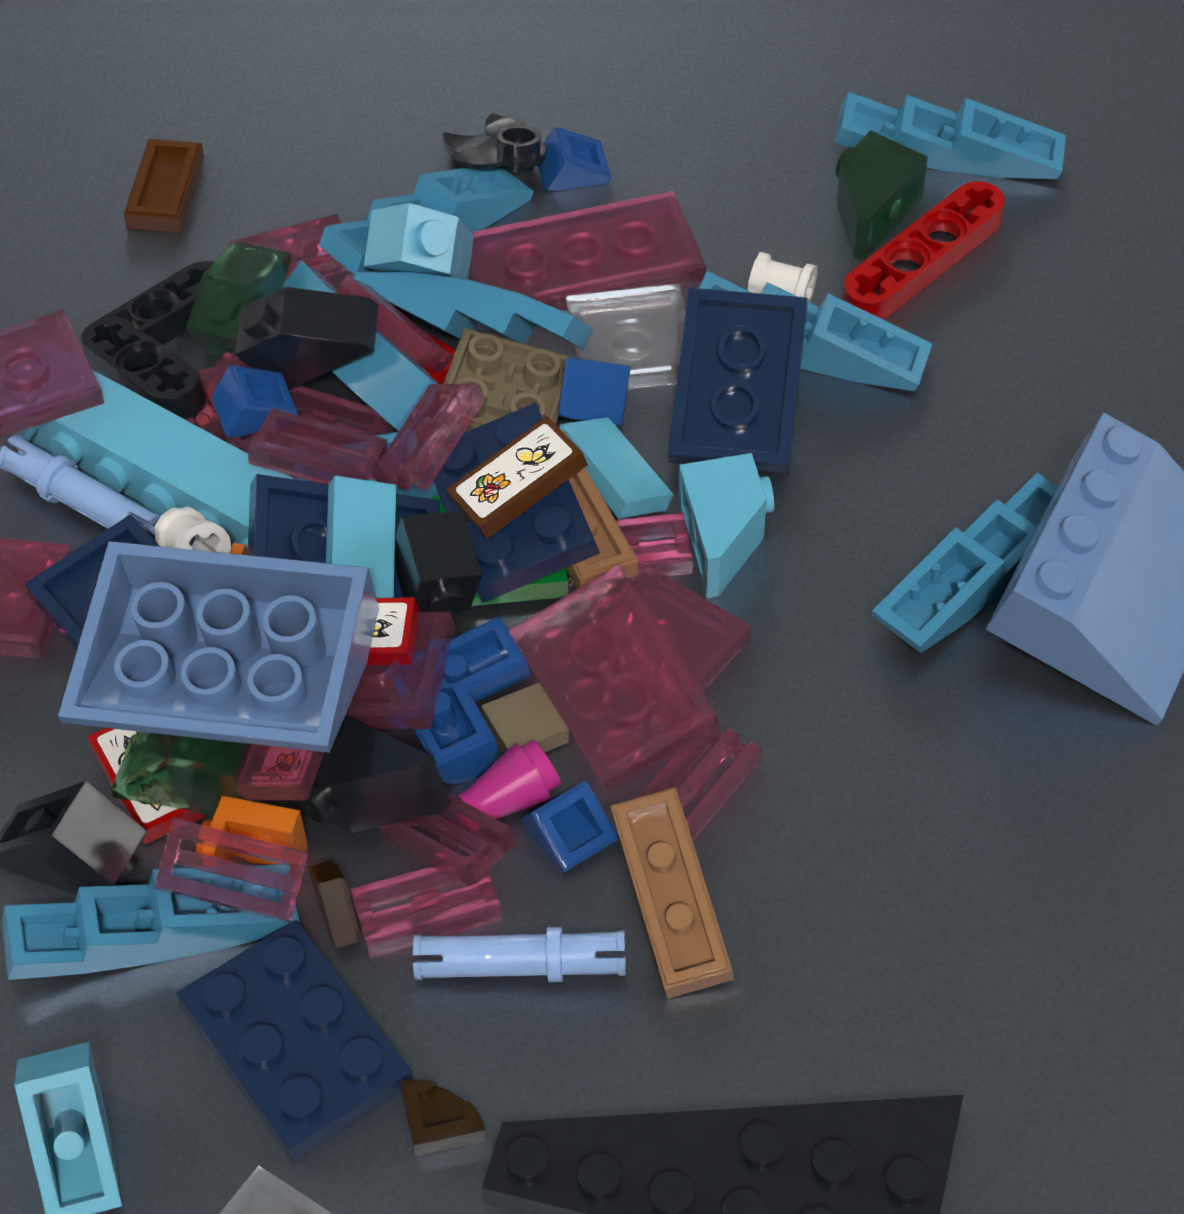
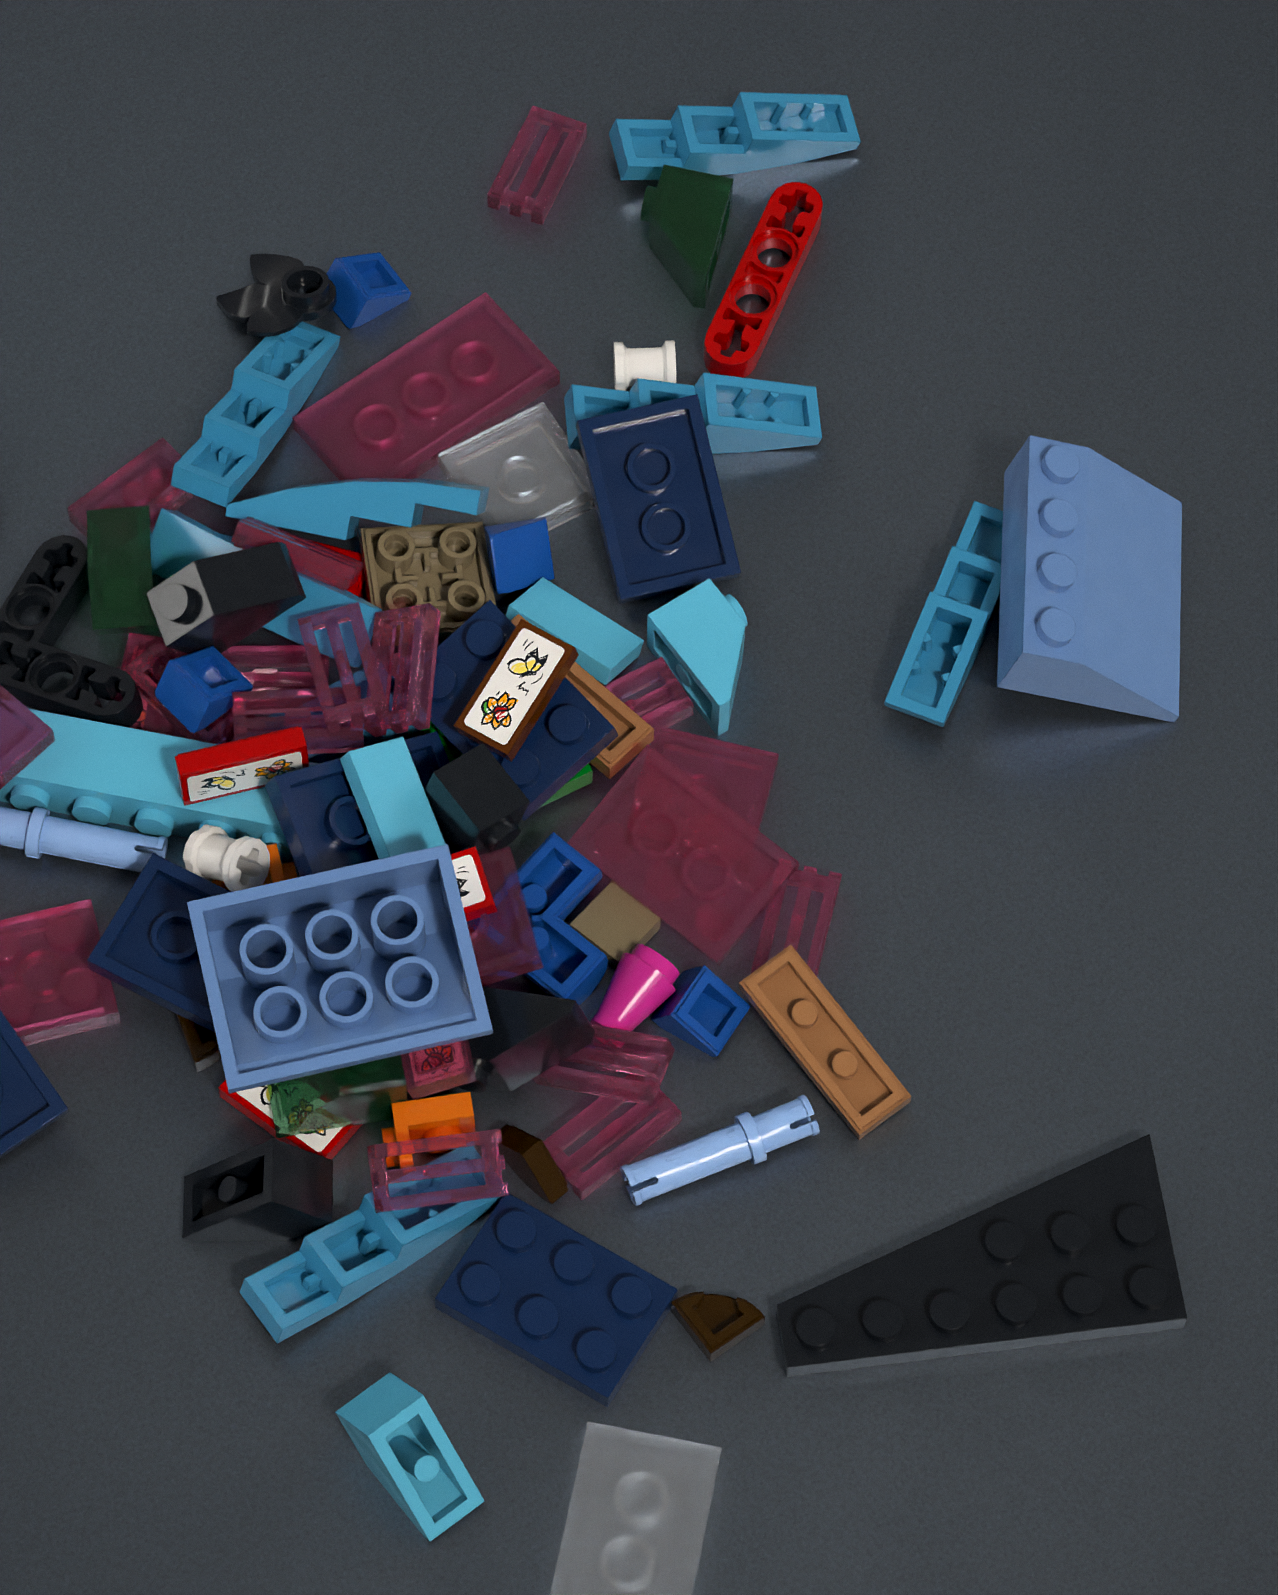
camera: 25 degrees left, 10 degrees up
(233, 461) = (240, 764): none -> tile
(370, 446) = (355, 708): none -> clear pink tile
(418, 241) = (277, 458): medium azure slope -> none
(776, 119) = (521, 200): none -> clear pink tile

